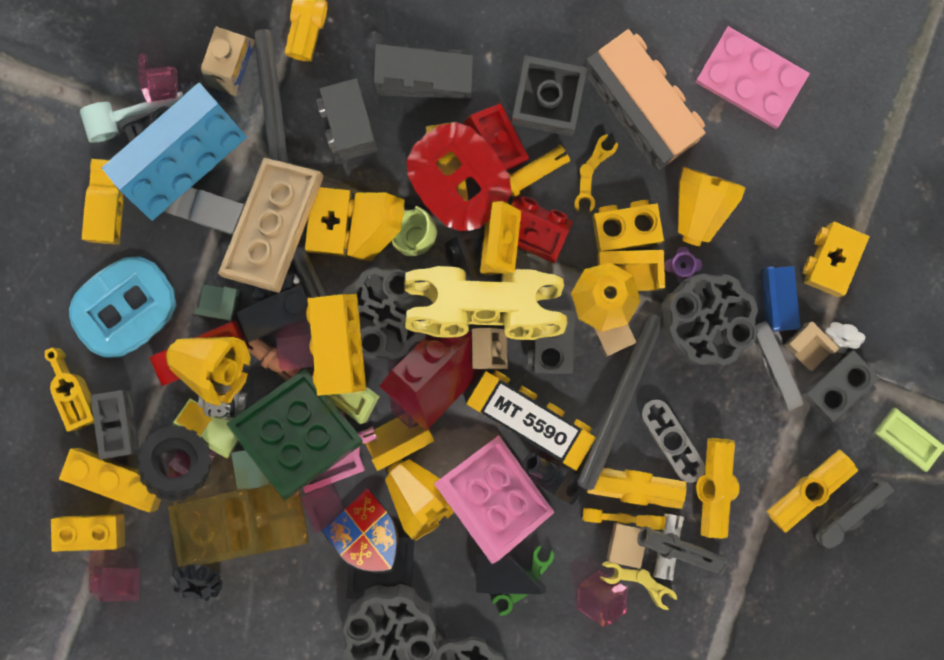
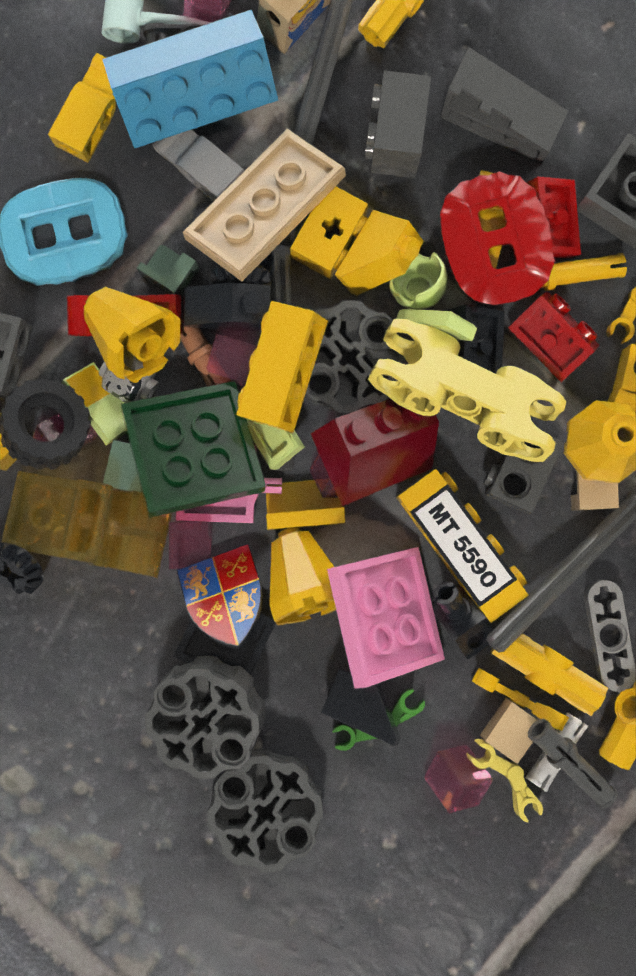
camera: 25 degrees right, 0 degrees up
(444, 258) = (442, 320): none -> yellowish green tile
(489, 348) = (449, 445): tan piece -> none
(500, 240) = (514, 328): yellow panel -> none

